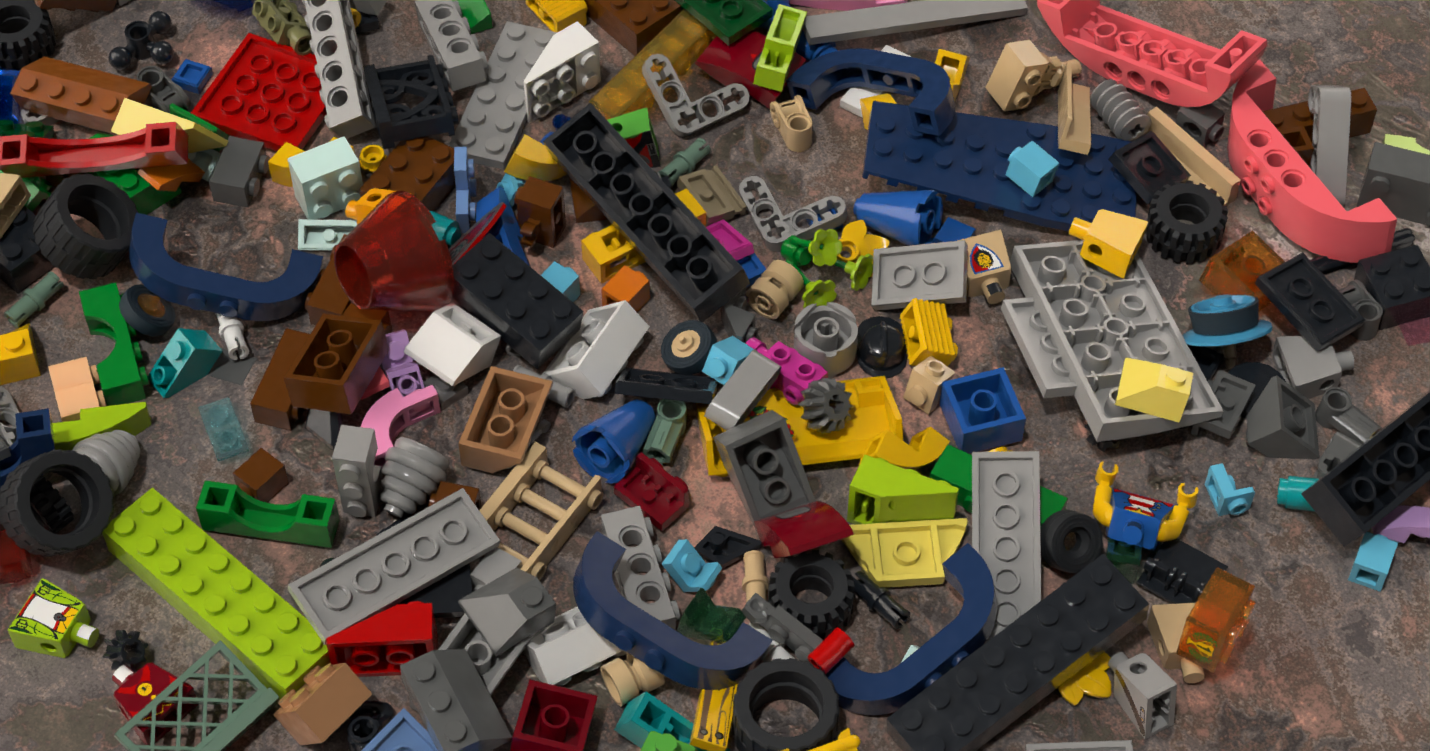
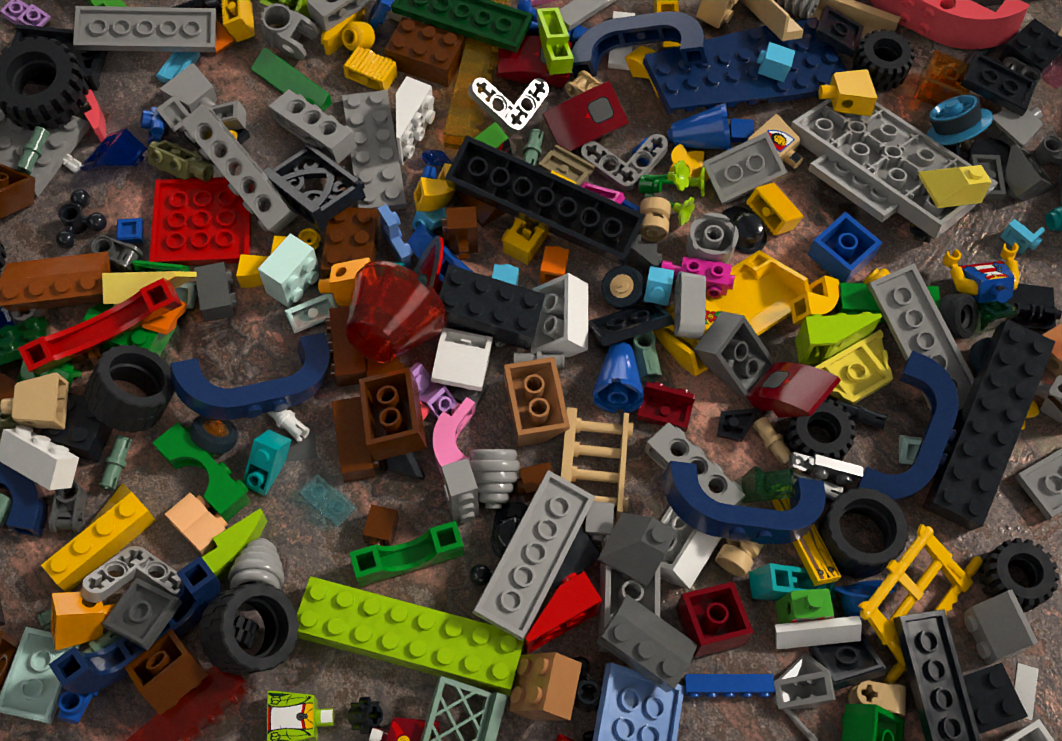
camera: 30 degrees left, 10 degrees up
(689, 568) = (729, 453): medium azure bracket -> none
(766, 147) = (586, 117): none -> dark red slope
(826, 405) = (746, 290): dark grey gear -> none
(831, 650) = (868, 471): red piece -> none
(926, 384) = (796, 244): tan bracket -> none

